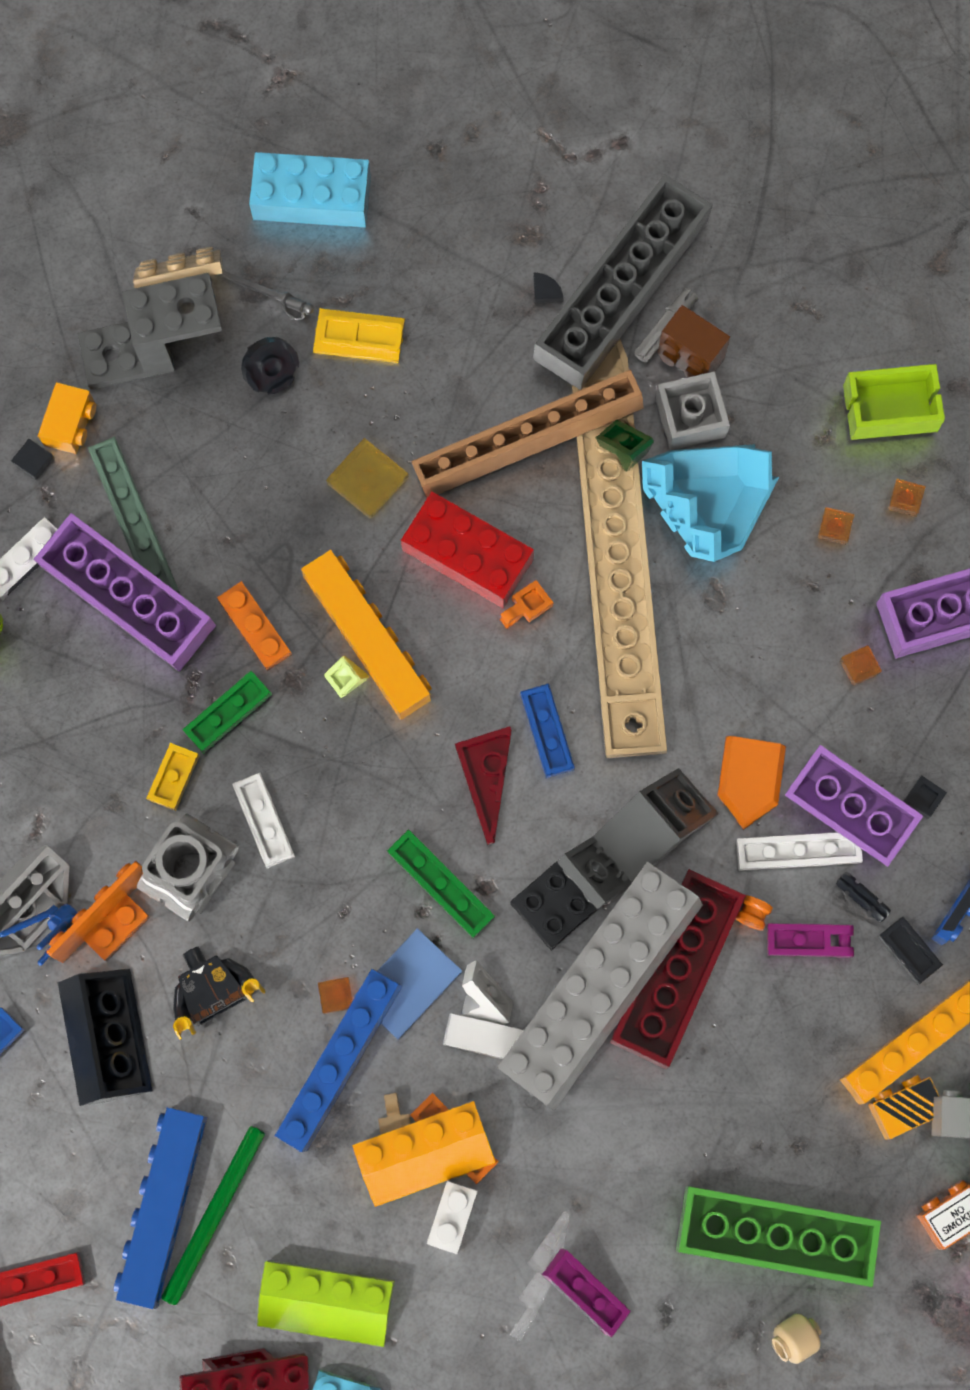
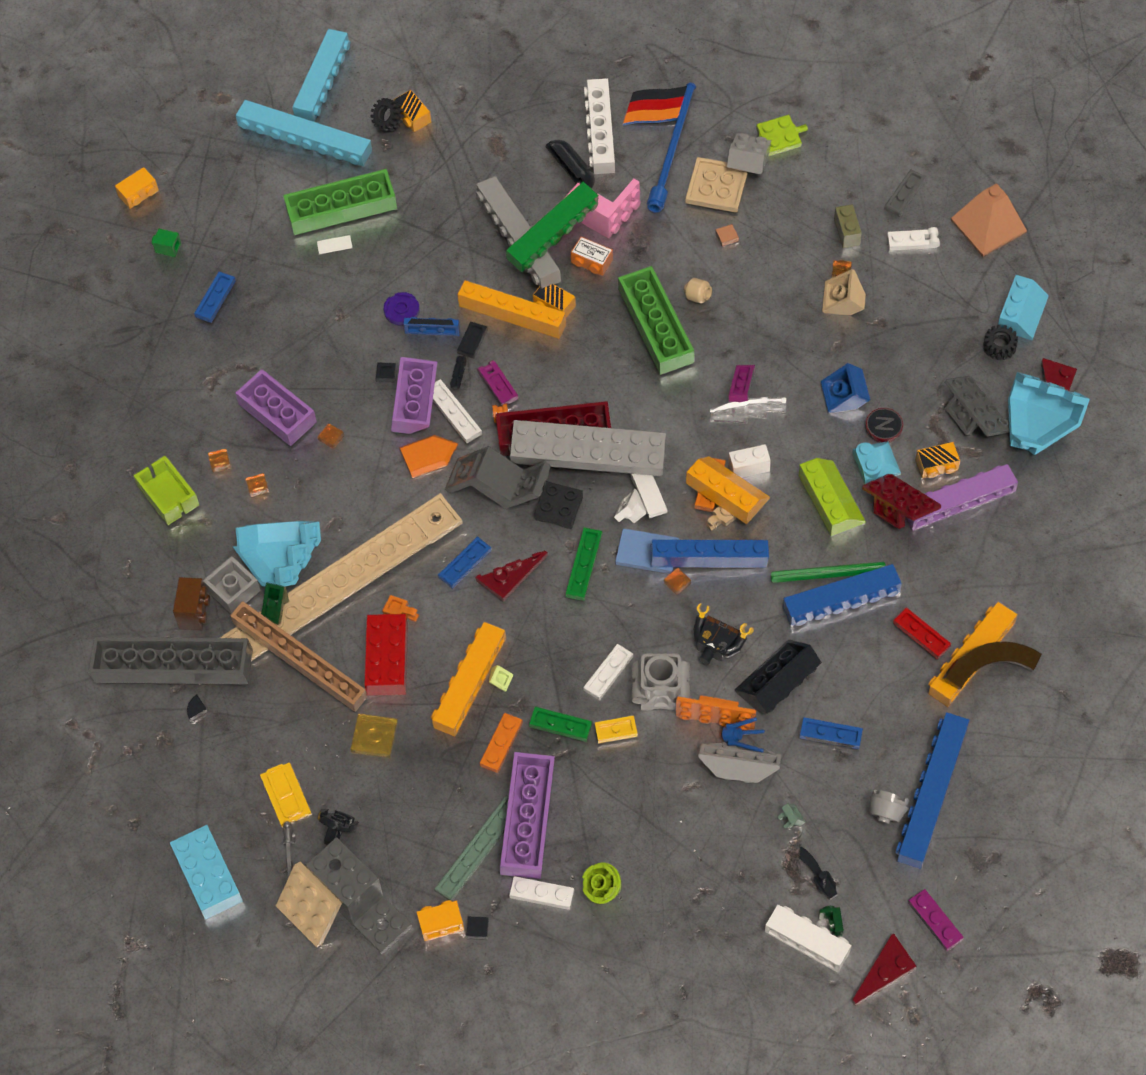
camera: 120 degrees left, 15 degrees down
(651, 342) = (181, 631): light grey axle -> none

